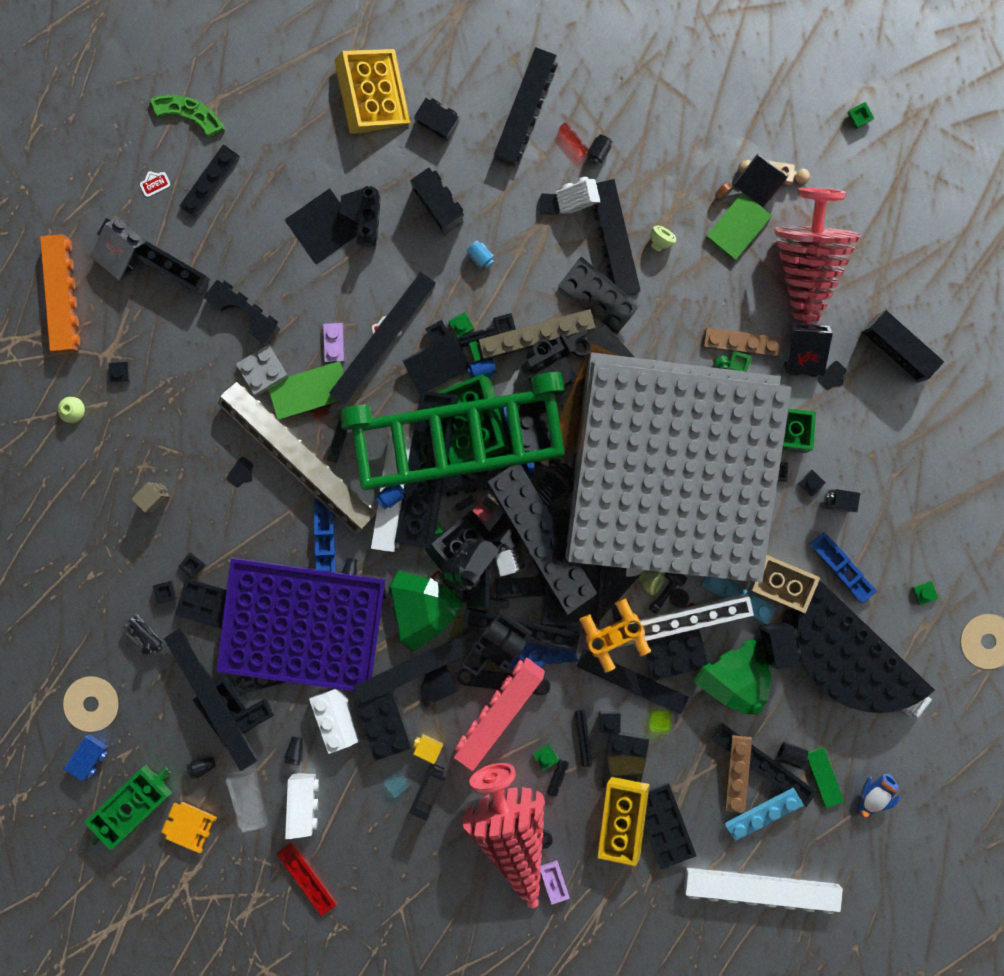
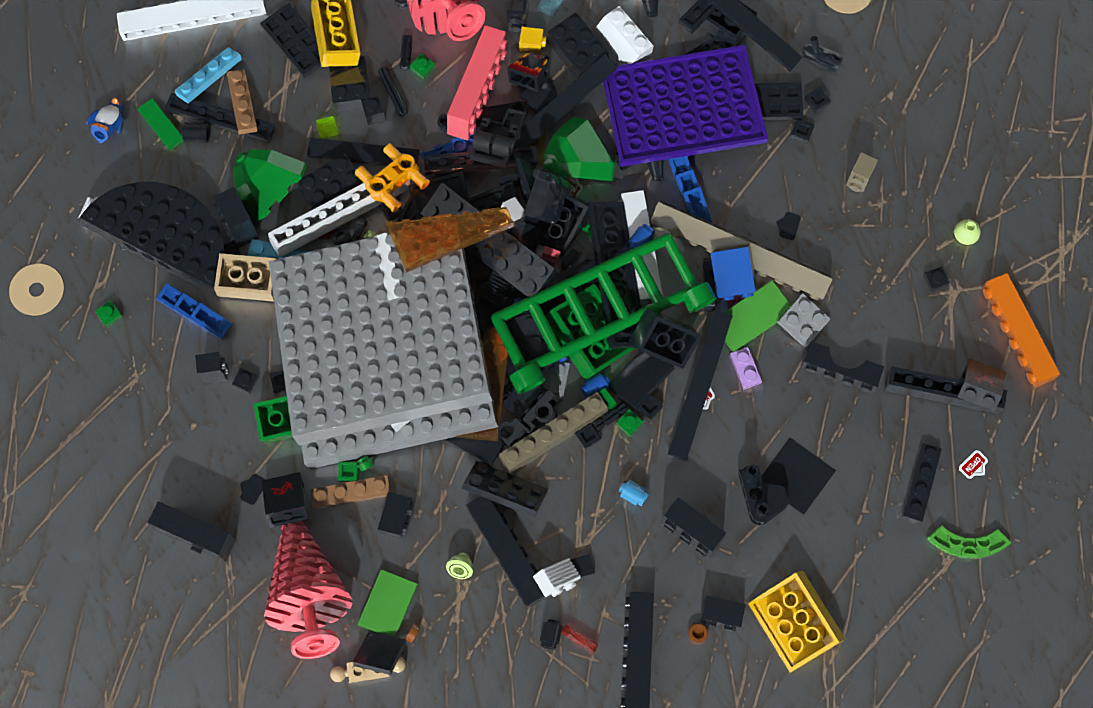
camera: 165 degrees right, 15 degrees down
(312, 435) = (734, 272): none -> blue brick
(402, 386) = (665, 338): none -> black brick
(440, 712) = (529, 71): none -> black torso
(465, 110) = (698, 633): none -> dark orange tile
(598, 544) = (440, 235): none -> clear orange wing
(649, 551) = (386, 266): none -> white sticker
(708, 304) = (395, 515): none -> black brick

